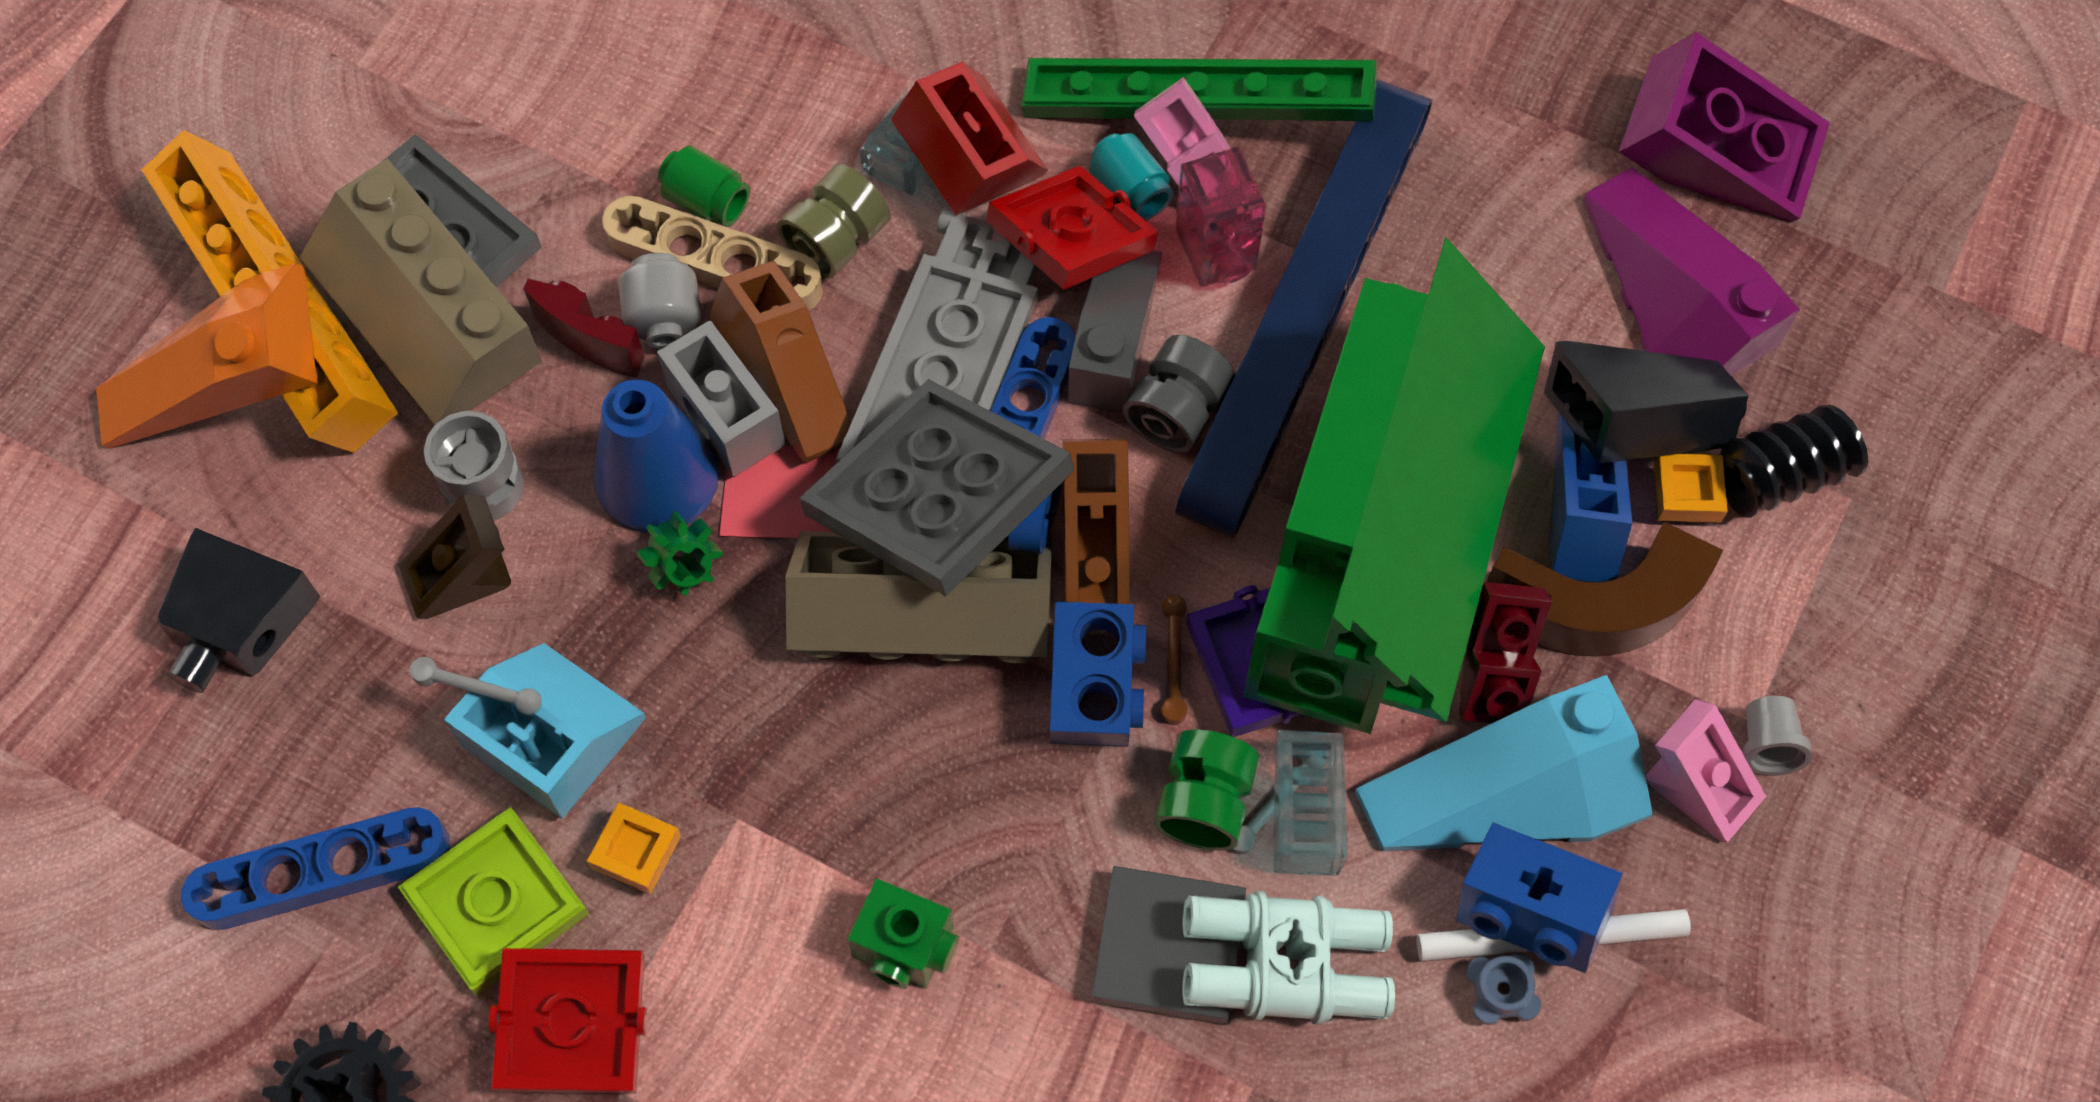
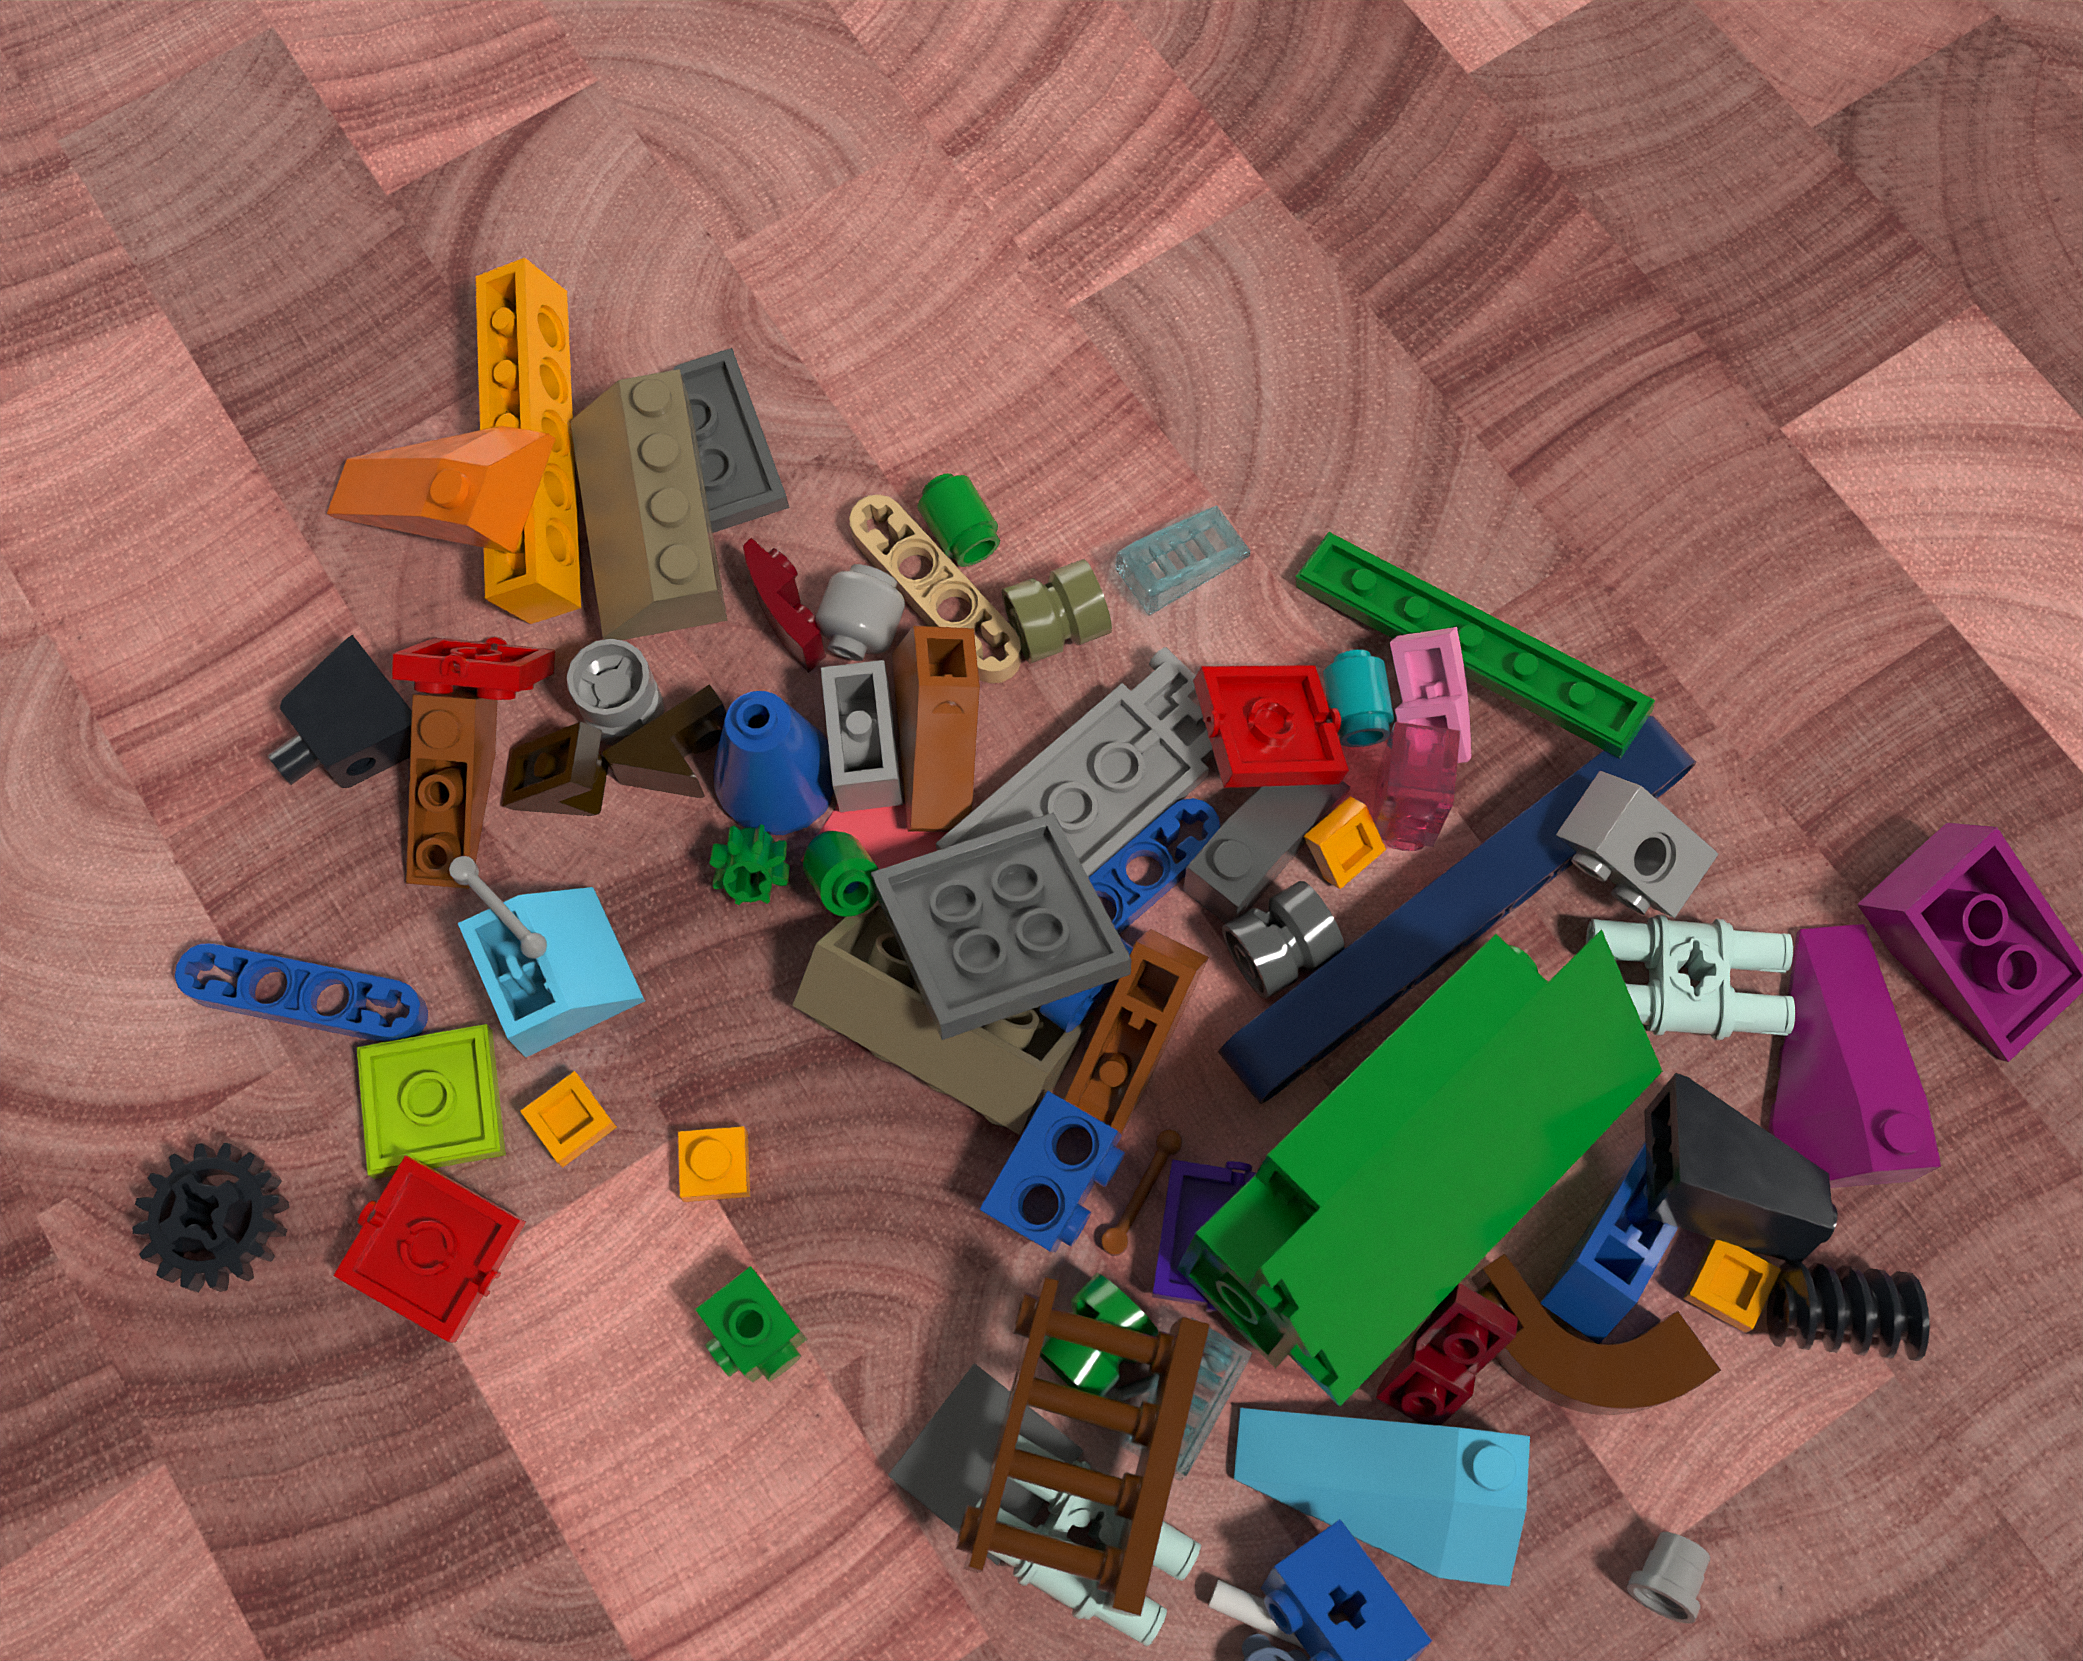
camera: 30 degrees right, 5 degrees up
(307, 512) = (496, 674): none -> red plate
(358, 621) = (448, 782): none -> dark orange slope
(542, 500) = (656, 752): none -> dark brown slope
(768, 518) = (840, 873): none -> green brick
(787, 822) = (713, 1164): none -> light orange plate
(965, 138) = (1221, 590): red slope -> none
(1185, 294) = (1345, 842): none -> light orange plate
(1322, 885) = (1136, 1497): none -> reddish brown fence
(1425, 179) = (1636, 845): none -> light grey brick
(1525, 266) = (1709, 954): none -> light aqua pin
(1706, 772) = (1581, 1579): bright pink slope -> none

